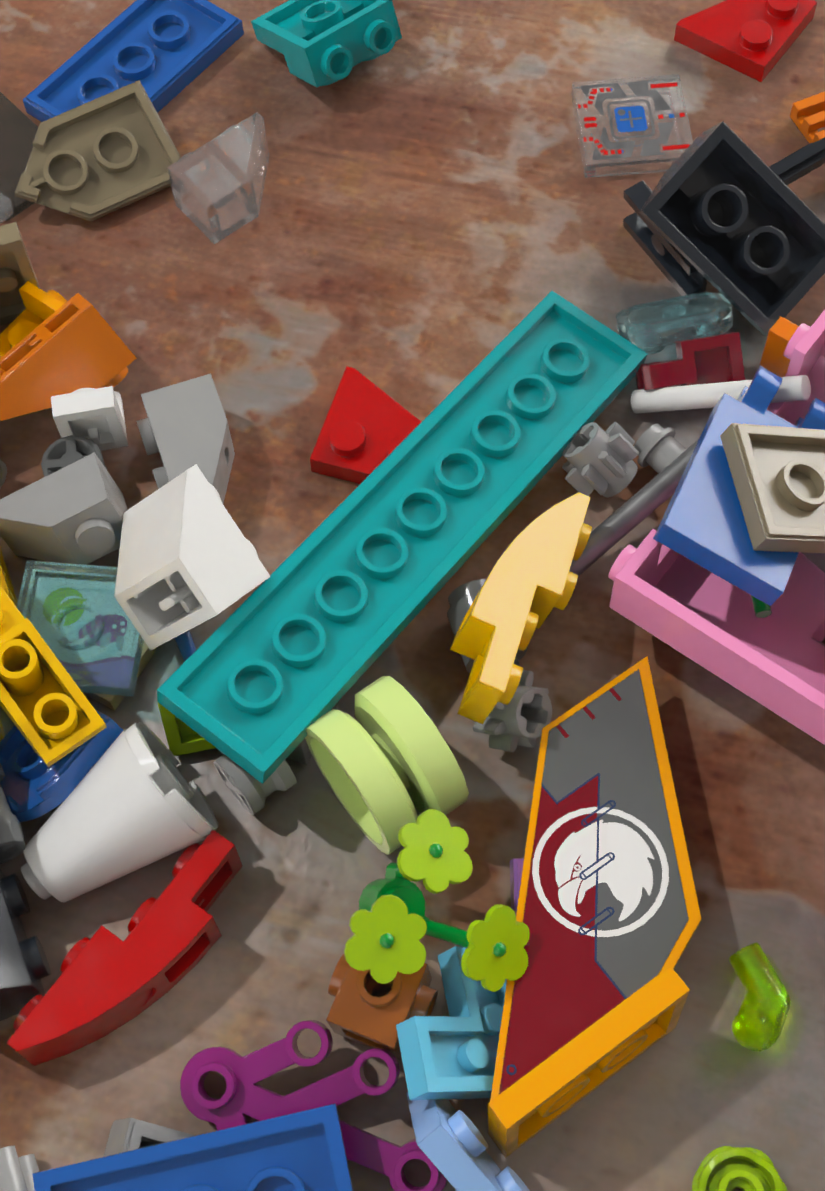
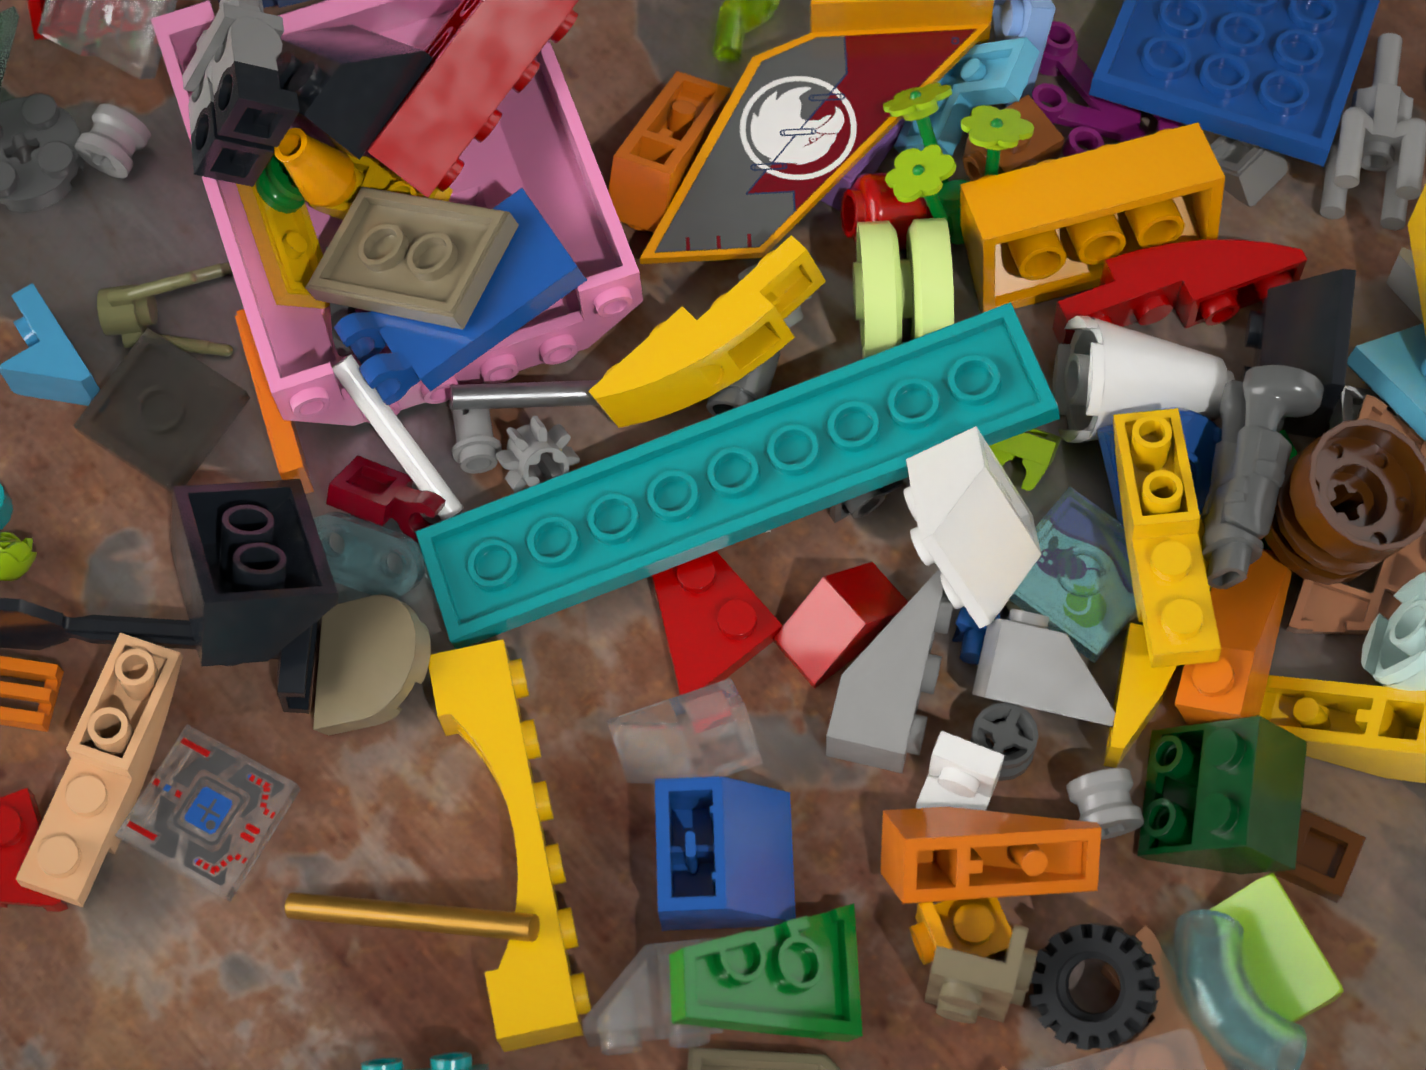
camera: 145 degrees left, 5 degrees up
(145, 210) = (774, 979): none -> green wing
(242, 271) = (723, 854): none -> blue slope
(251, 953) = (1058, 221): none -> light orange slope
(264, 492) = (838, 621): none -> slope
(315, 333) = (687, 736): none -> clear slope
(429, 121) = (413, 916): none -> pearl gold bar
(488, 272) = (533, 989): none -> yellow arch
(490, 864) = (875, 201): none -> red head
(602, 248) = (368, 663): none -> dark tan tile
(716, 83) = (105, 772): none -> light nougat slope
(718, 805) = (663, 148): none -> orange slope

